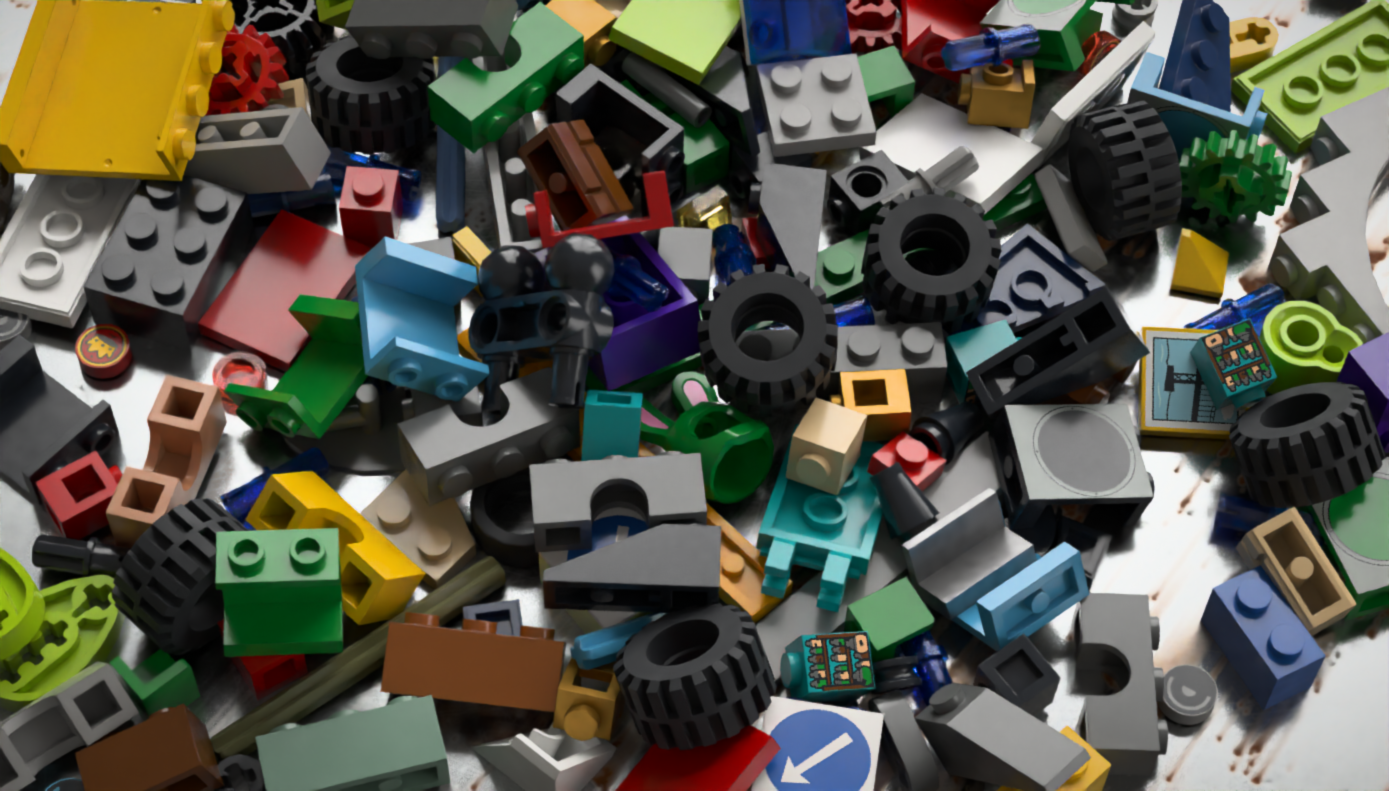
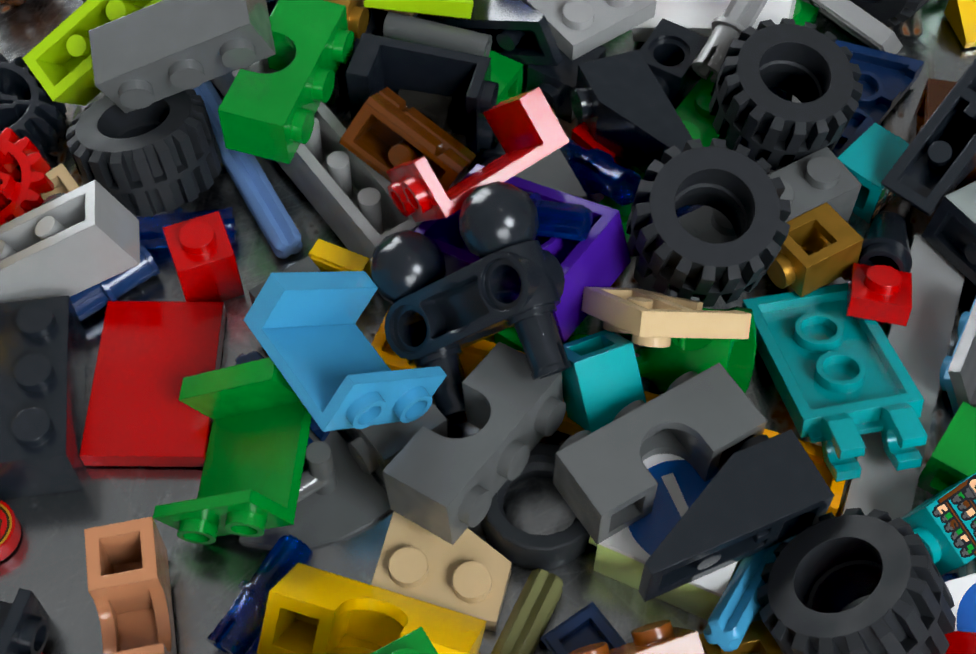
camera: 25 degrees left, 0 degrees up
(240, 369) = (150, 487): clear red tile -> none
(677, 394) = (658, 317): none -> tan wing
(826, 446) = (807, 306): tan brick -> none
(903, 504) = (916, 335): black cone -> none

